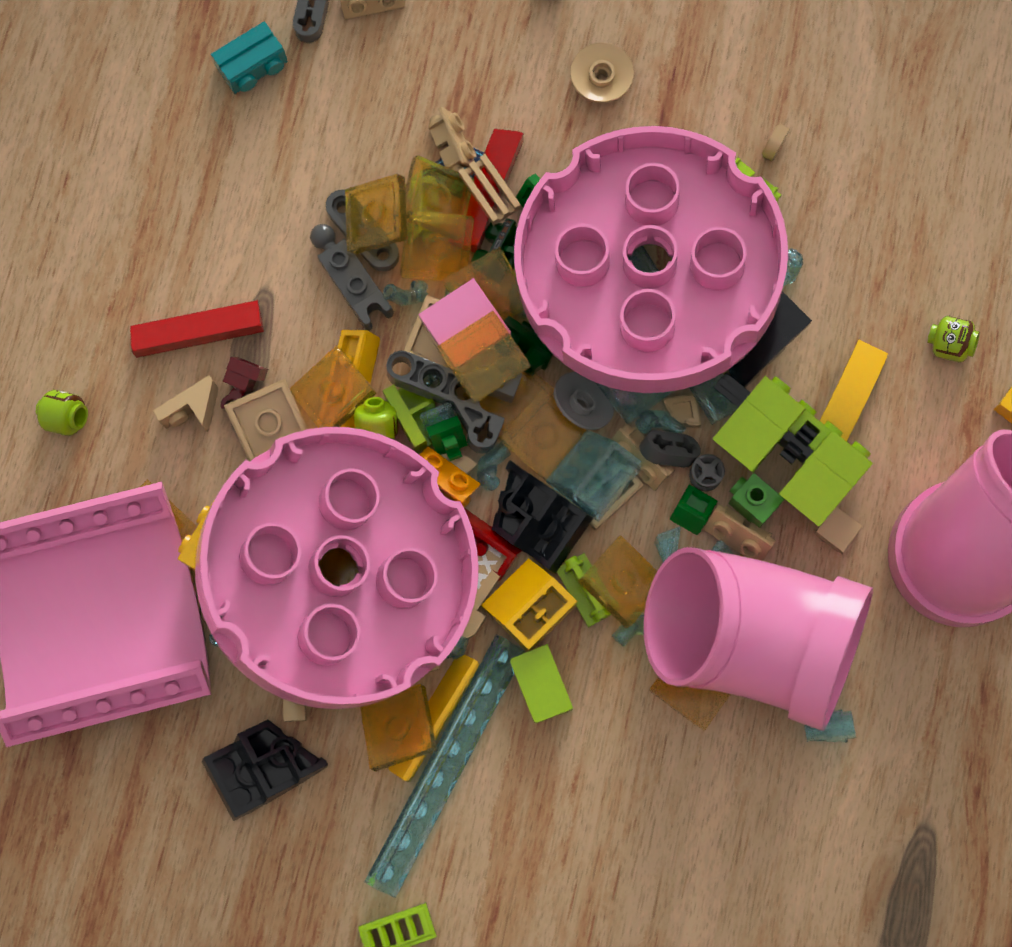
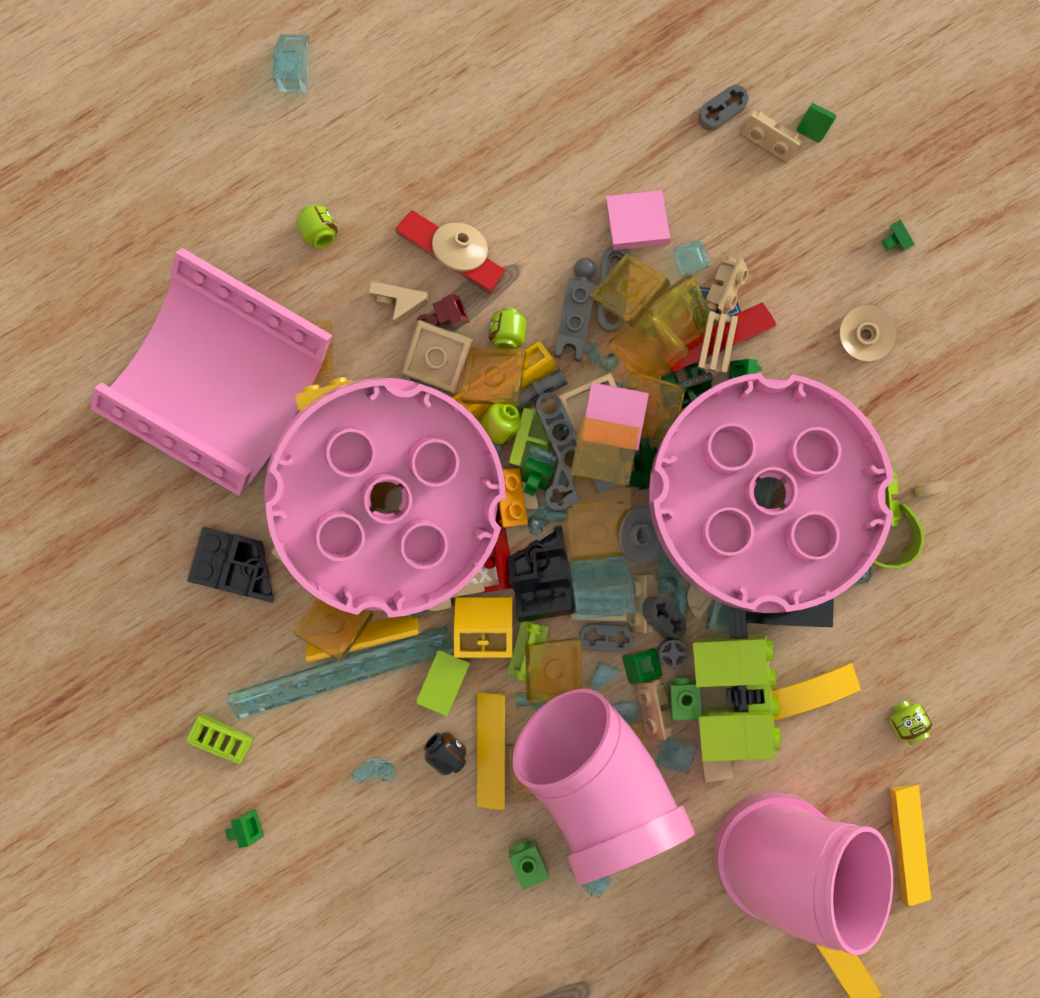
camera: 45 degrees right, 10 degrees up
(200, 316) = (456, 254): none -> tan dish
(250, 58) = (653, 102): teal brick -> none
(306, 343) = (507, 329): none -> lime head
(328, 158) = (637, 220): none -> bright pink tile
(378, 374) = (547, 384): none -> dark grey pin
(401, 147) = (691, 257): none -> clear light blue tile
(557, 819) = (375, 767): none -> clear light blue arm
(603, 745) = (445, 753): none -> black head
(635, 508) = (606, 630): none -> dark grey beam
(640, 704) = (491, 750): none -> yellow slope
(767, 768) = (528, 863): none -> bright green brick
(796, 552) = (676, 754): none -> clear light blue slope
(807, 192) = (916, 545): none -> lime piece

